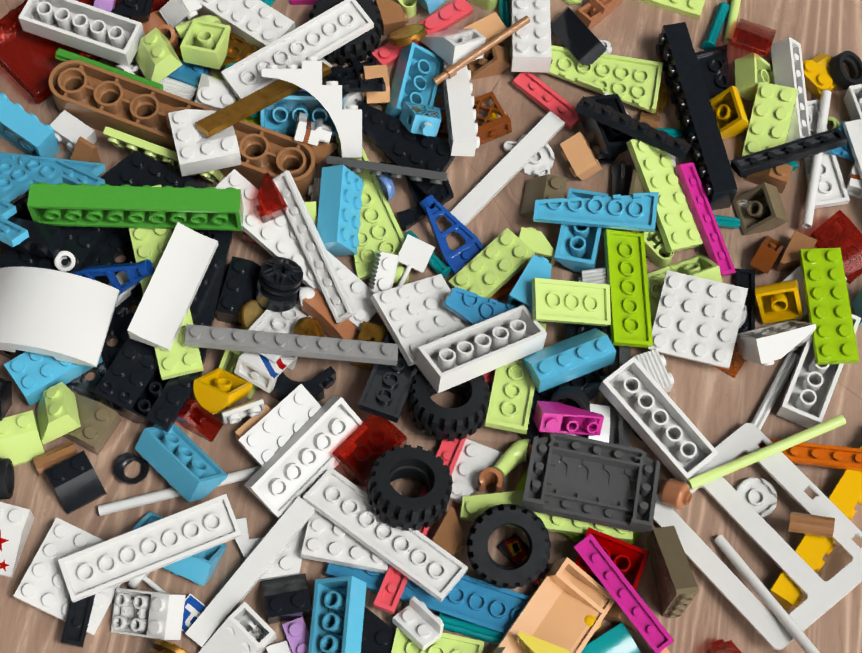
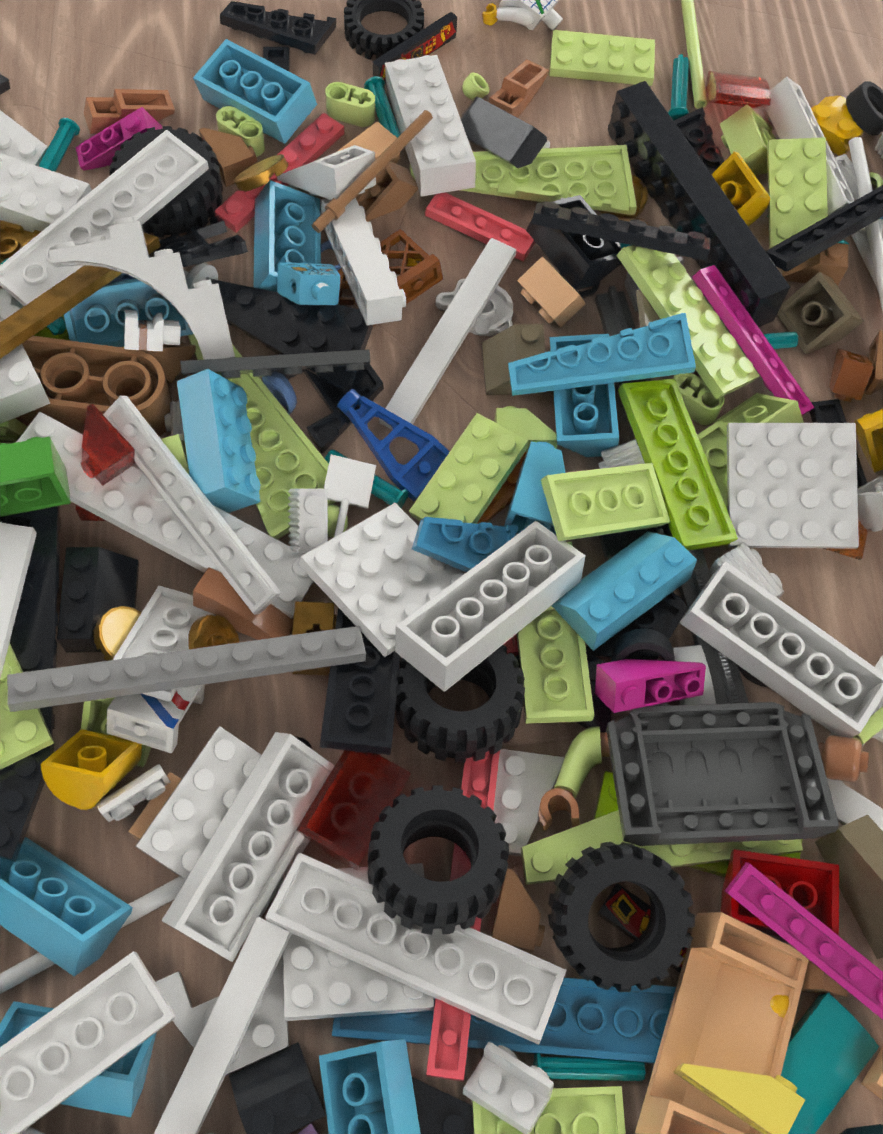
camera: 15 degrees left, 0 degrees up
(199, 421) = (66, 825): clear red slope -> none
(279, 284) = (149, 574): black wheel -> none
(305, 292) = (195, 577): white piece -> none
(315, 386) = (195, 734): black arch -> none
(376, 71) = (234, 265): light nougat brick -> none

